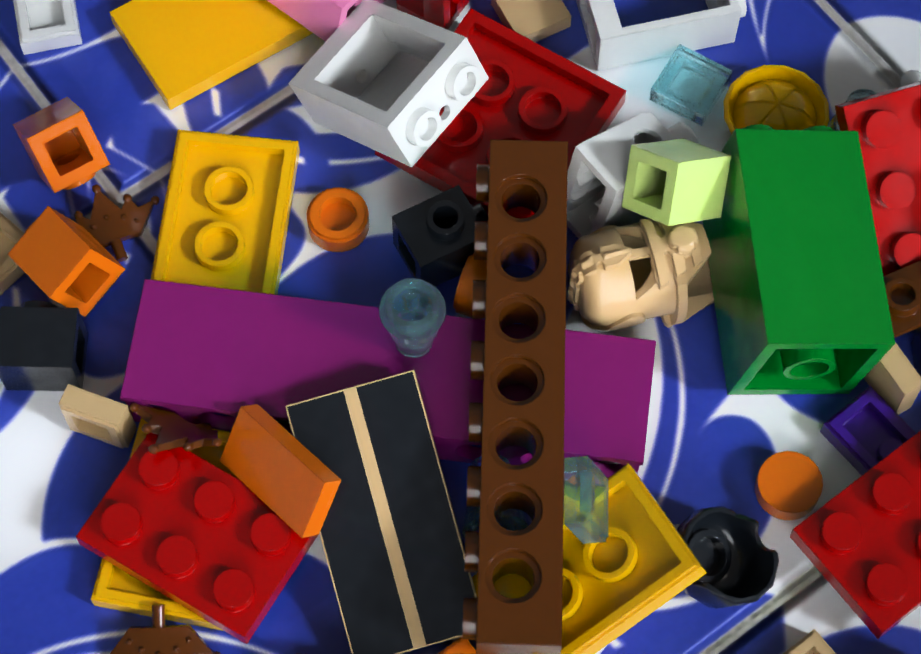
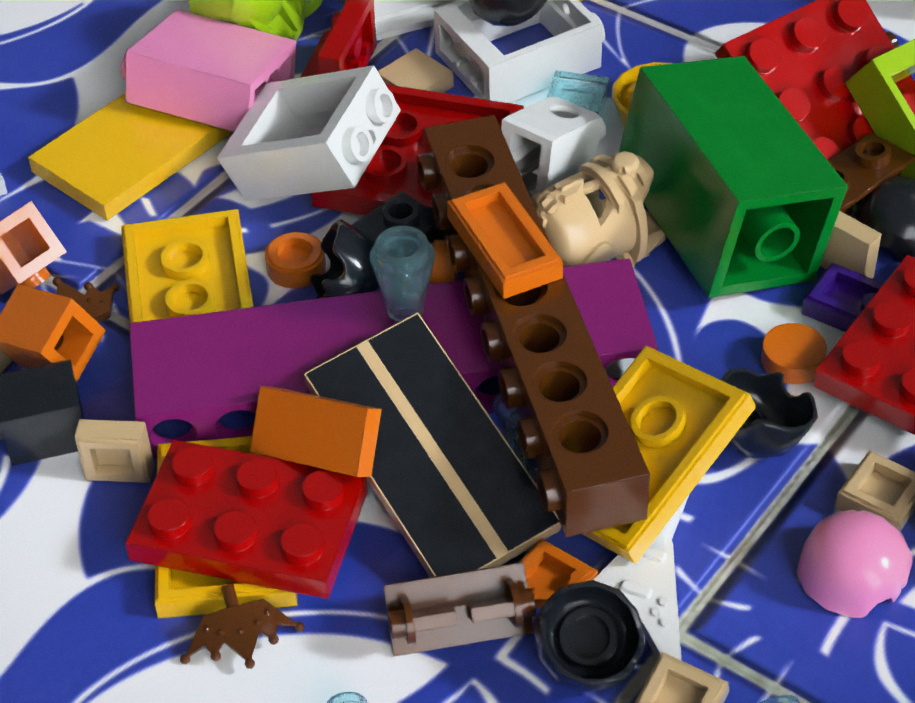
camera: 15 degrees left, 20 degrees down
(174, 430) = (193, 434): reddish brown piece -> none
(375, 266) = (349, 263): none -> black hair
(518, 320) = (504, 240): none -> orange tile
(585, 500) = (621, 371): clear light blue tile -> none
(676, 181) = (601, 122): yellowish green brick -> none

